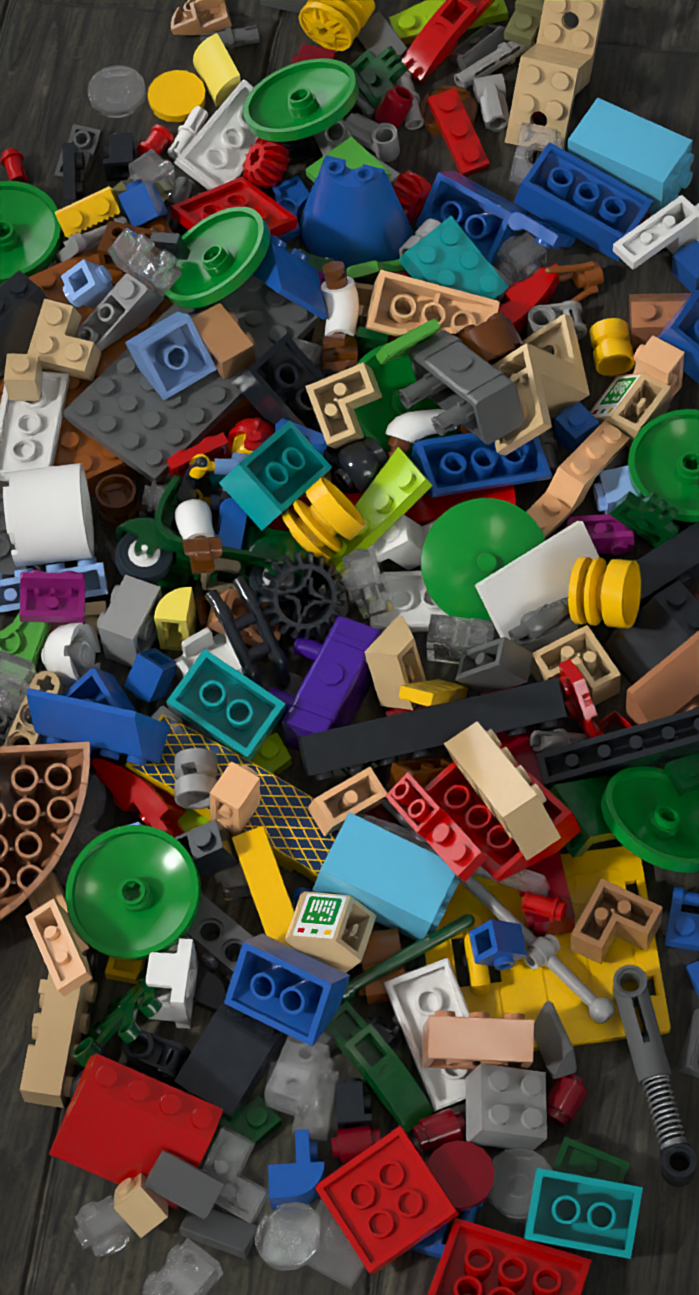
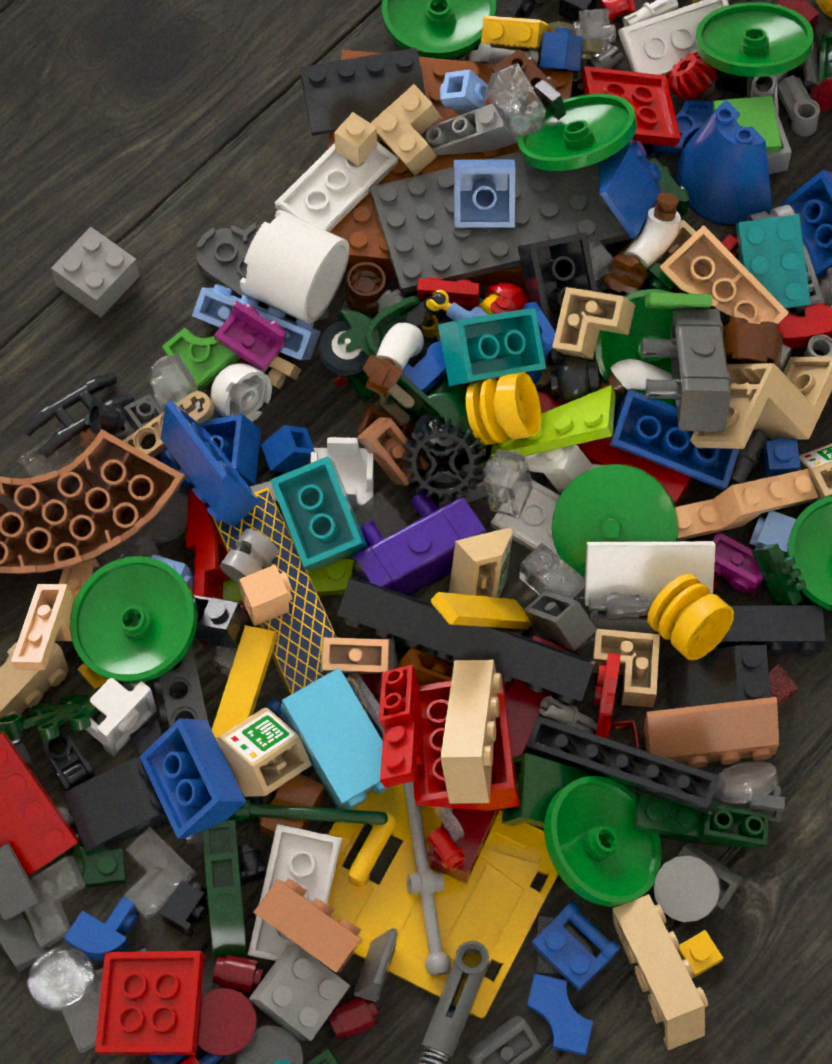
camera: 30 degrees right, 5 degrees up
(129, 620) = (303, 394): light grey brick -> none
(175, 618) = (339, 414): light yellow brick -> none
(225, 340) = (534, 206): medium nougat brick -> none
(255, 616) = (370, 452): black piece -> none
(297, 1077) = (156, 856): clear brick -> none
(353, 1141) = (164, 937): dark red brick -> none
(368, 272) = (713, 223): bright green tile -> none
(412, 193) = (788, 174): red gear -> none
(498, 944) = (390, 854): blue brick -> none
(614, 914) = (498, 890): medium nougat brick -> none

